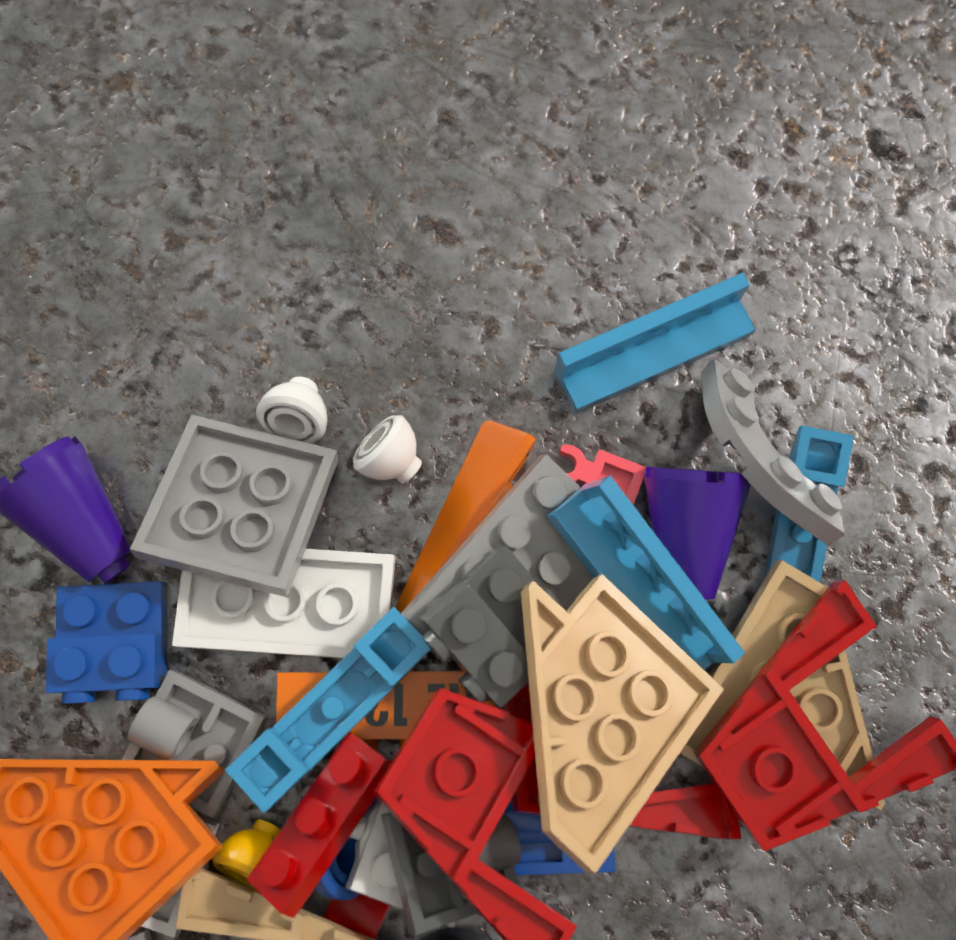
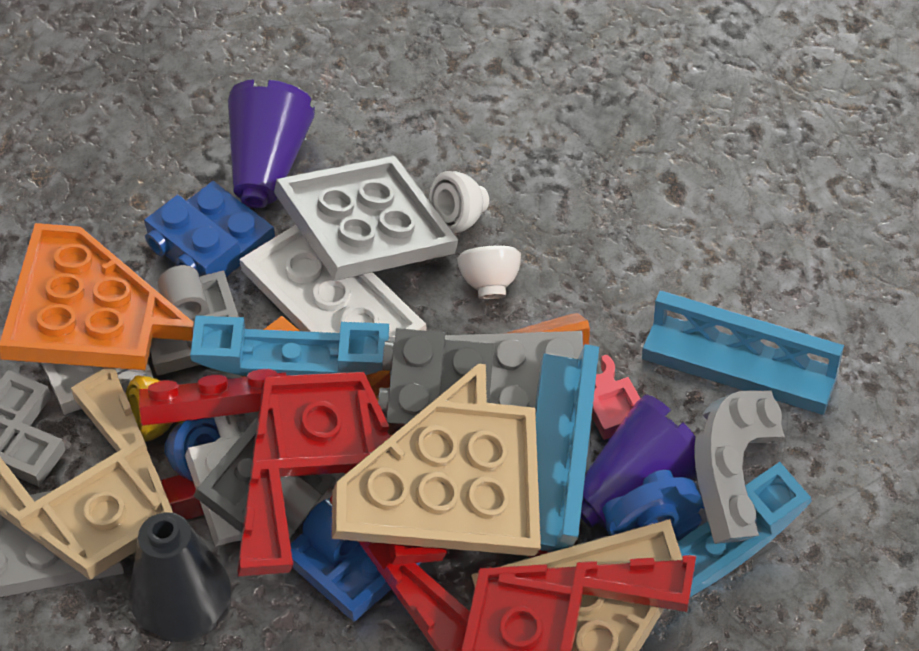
camera: 50 degrees right, 25 degrees down
(755, 565) = (656, 501): none -> blue plate

